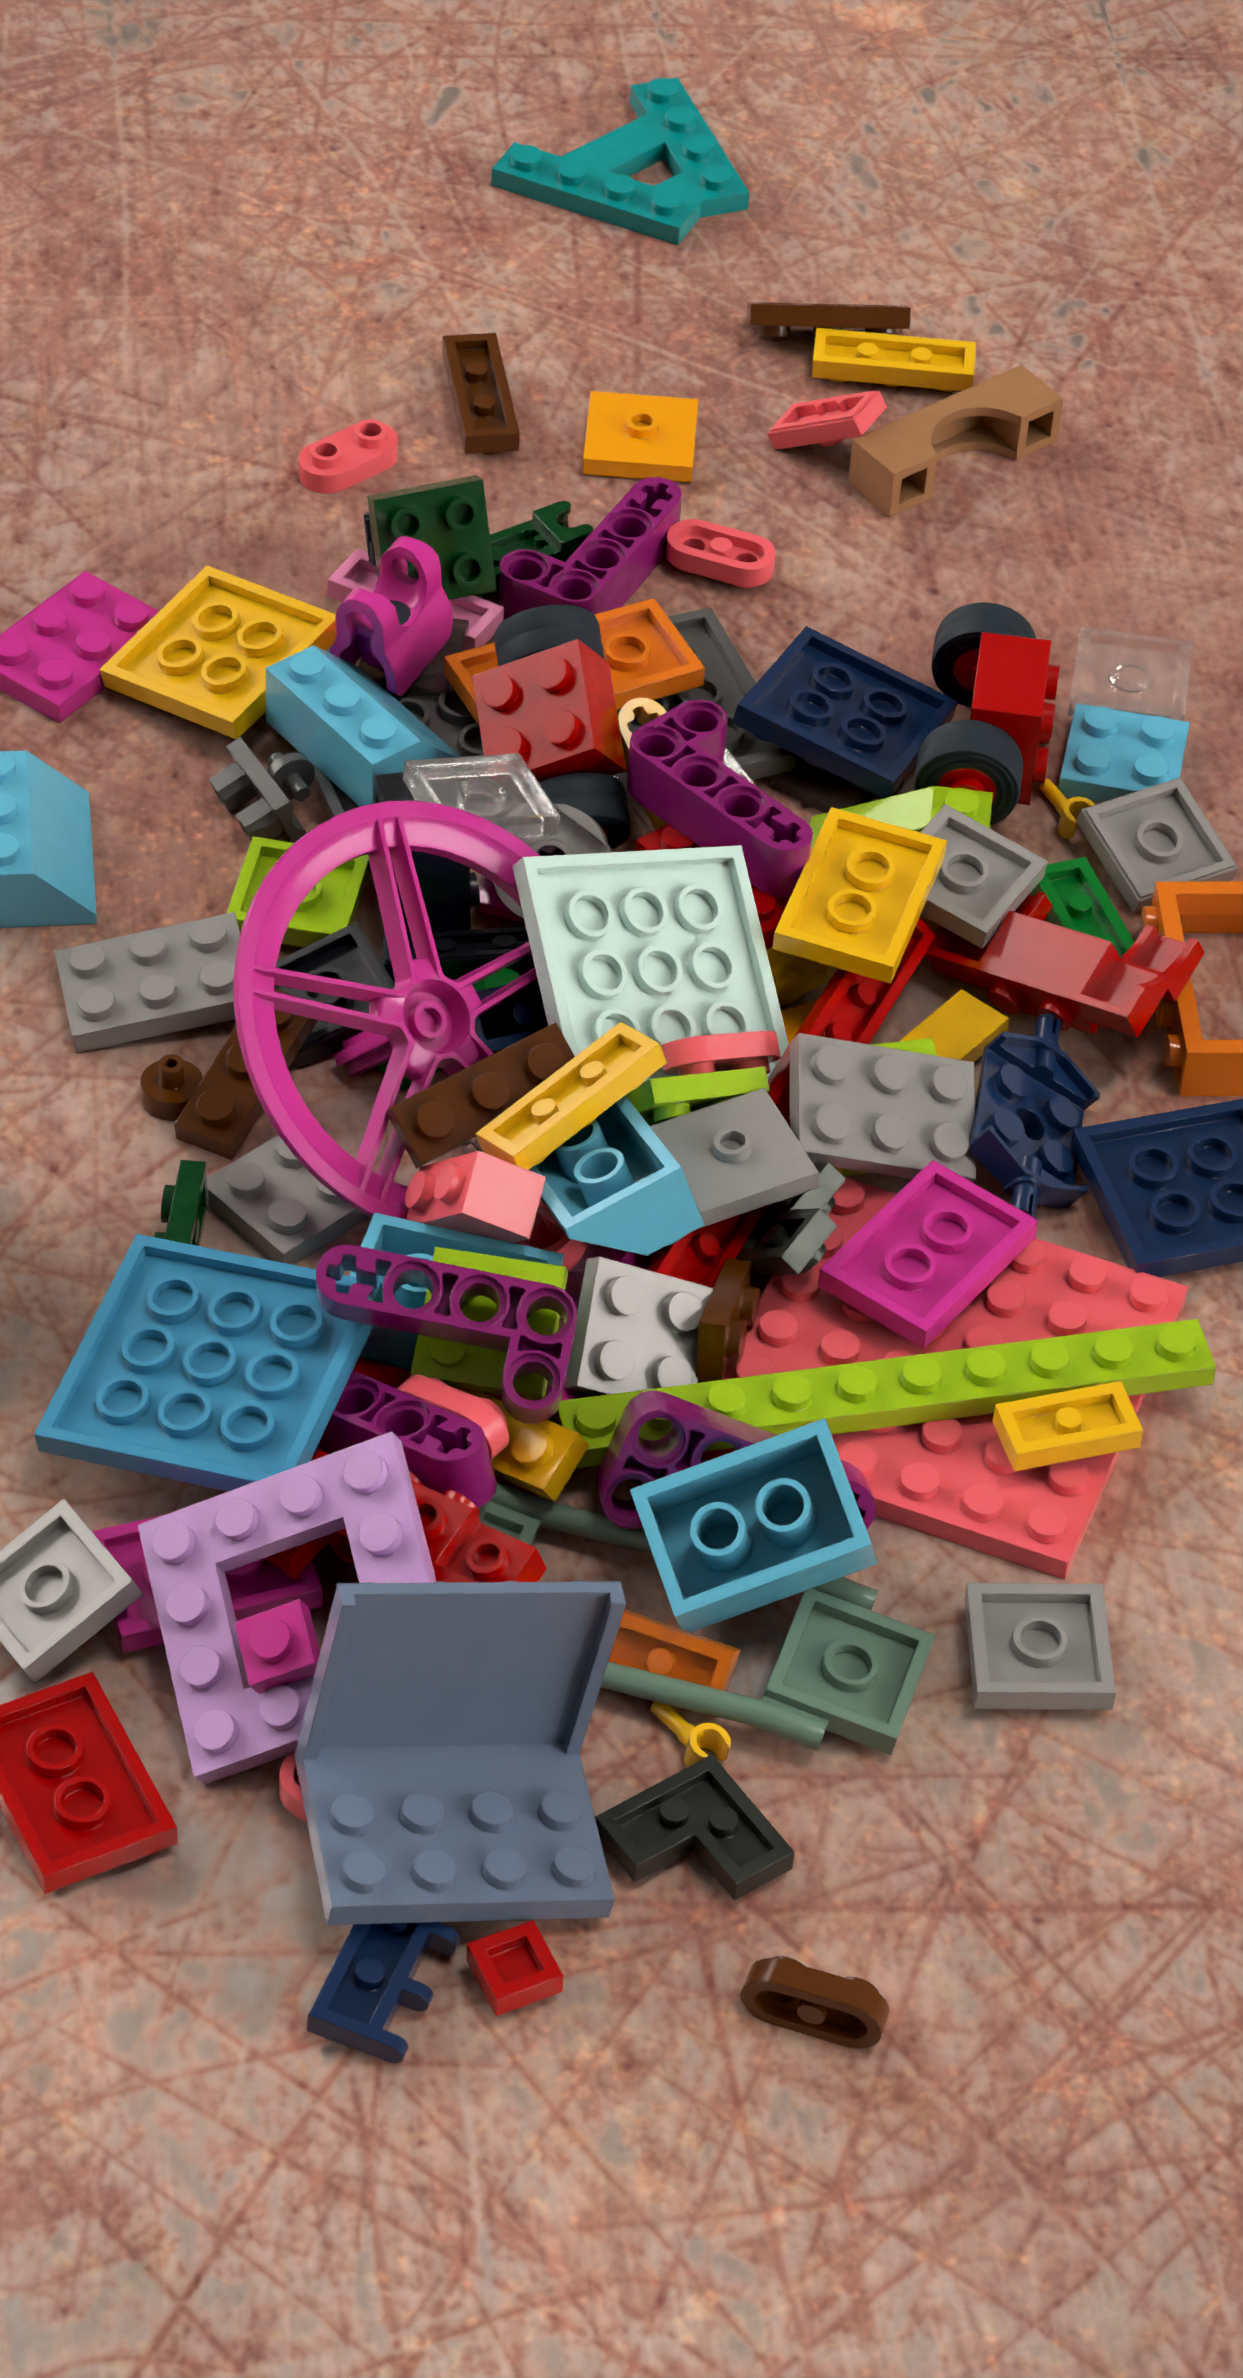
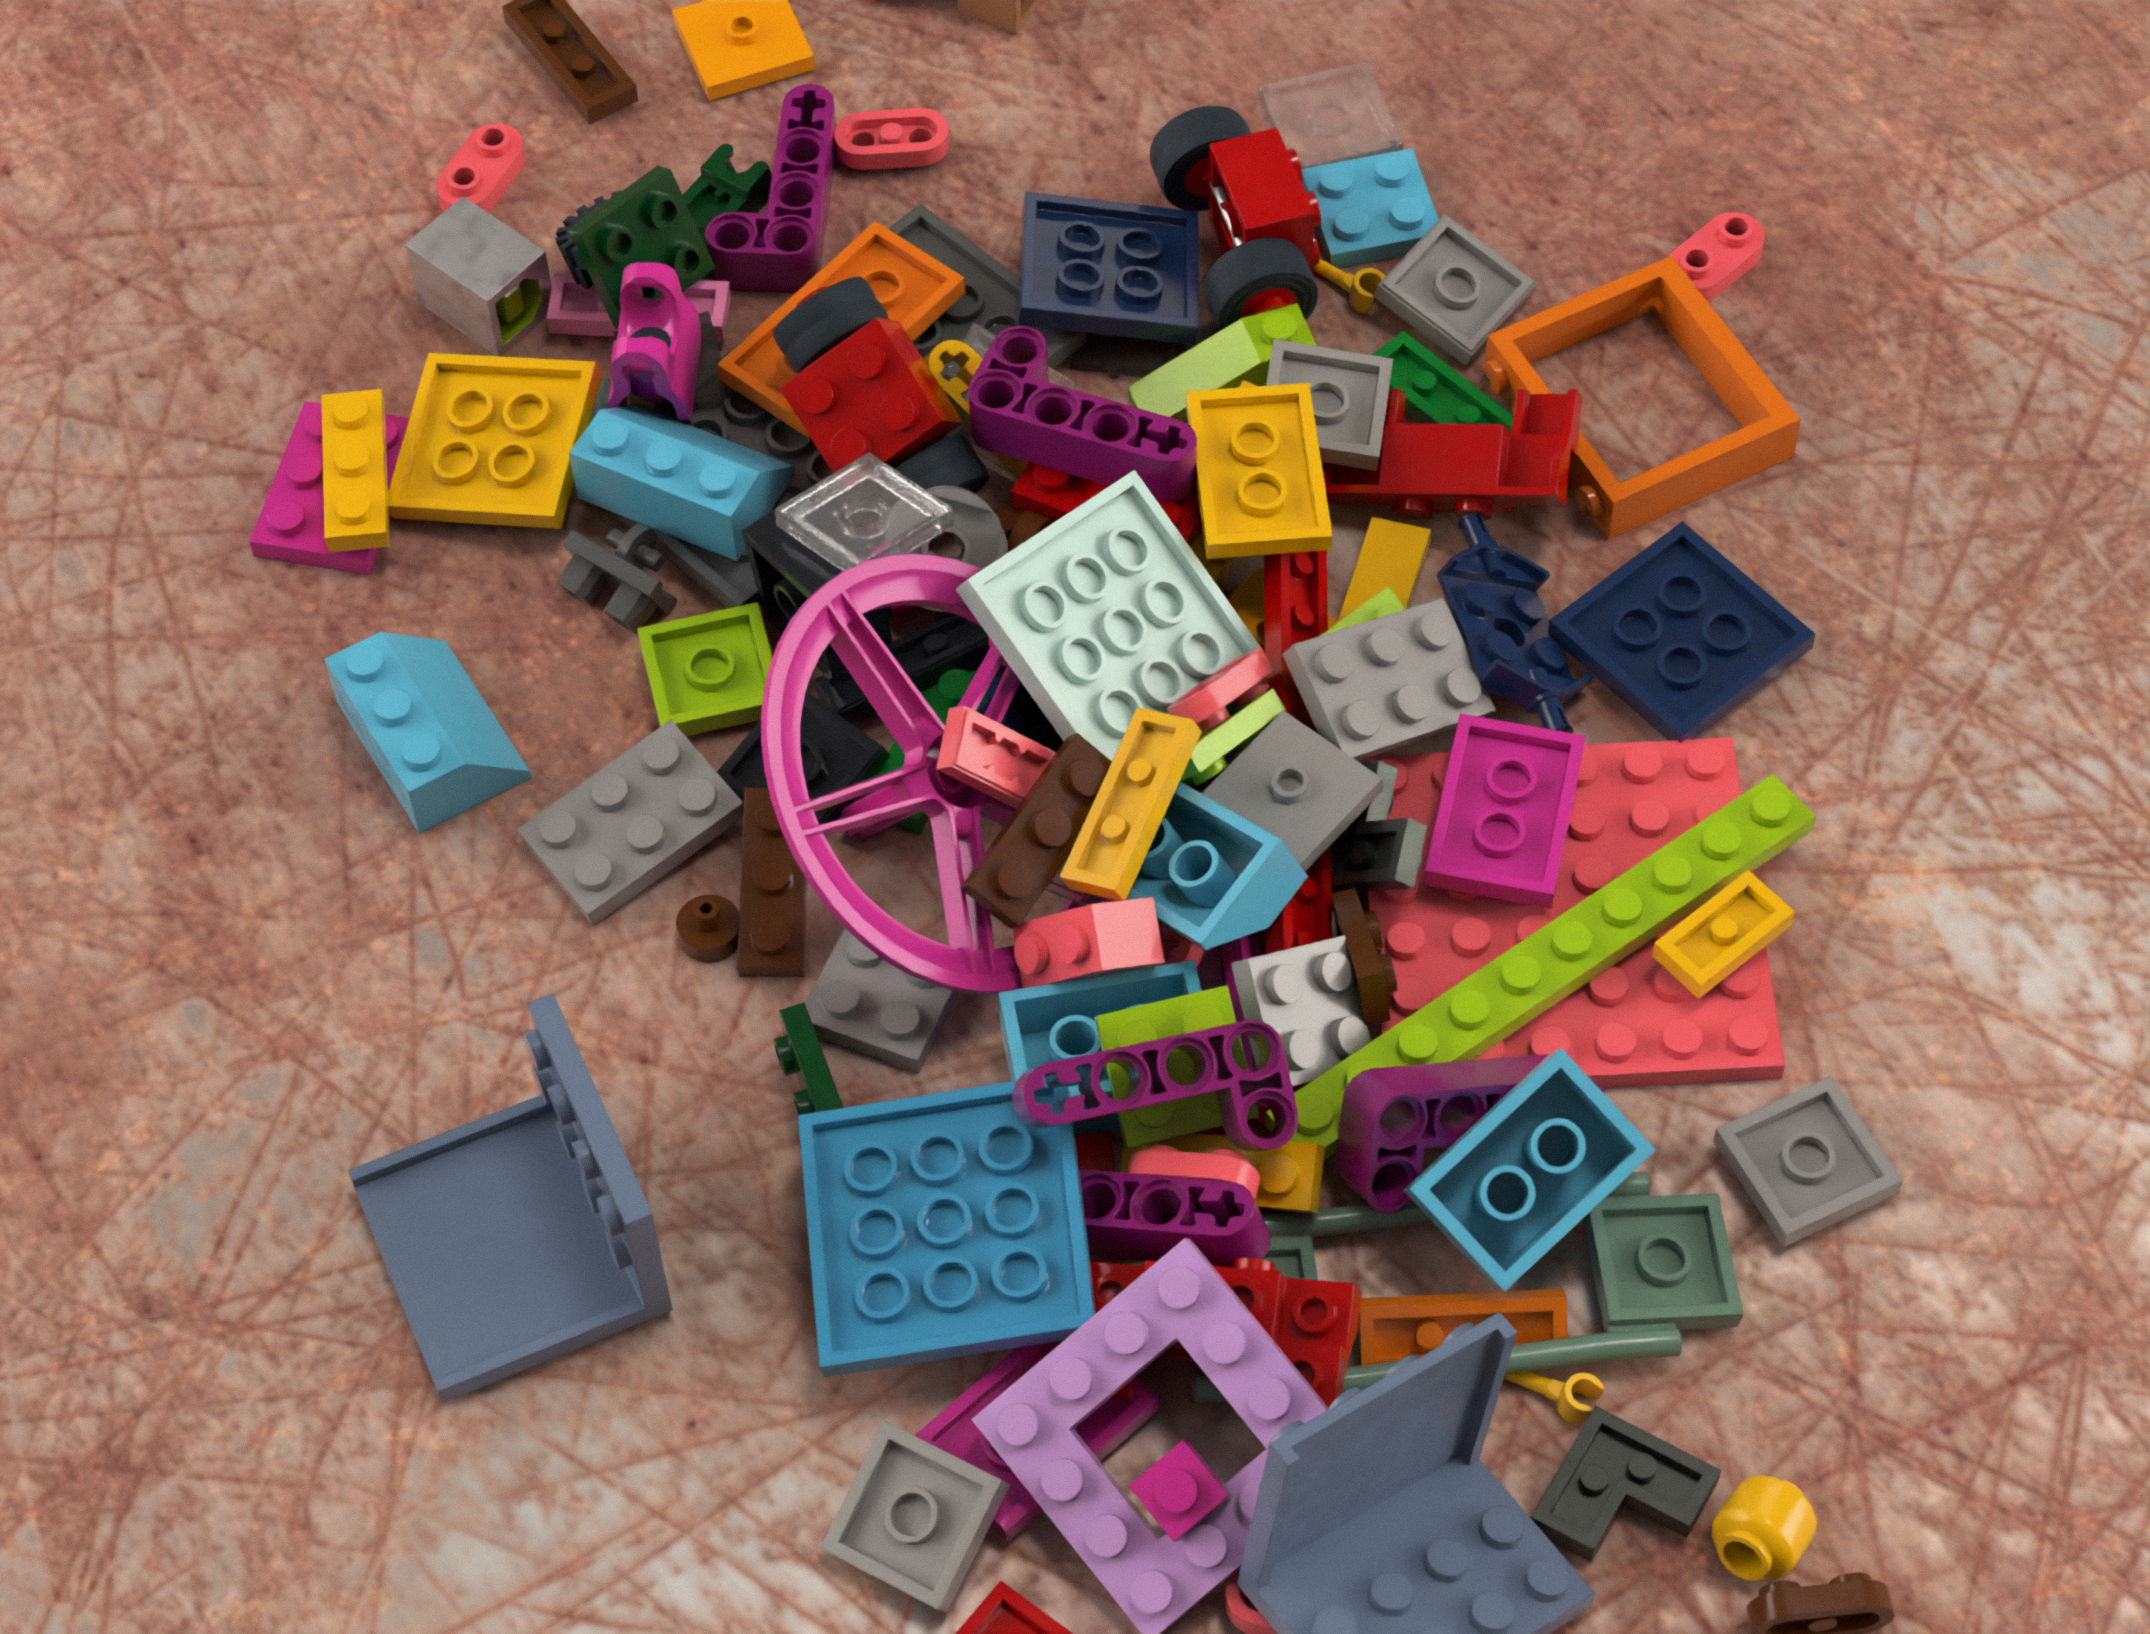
camera: 20 degrees left, 10 degrees up
(88, 631) = (355, 471): none -> yellow plate
(289, 524) = (480, 276): none -> flat silver piece
(467, 1010) = (990, 756): none -> coral plate
(805, 1914) = (1763, 1528): none -> yellow head

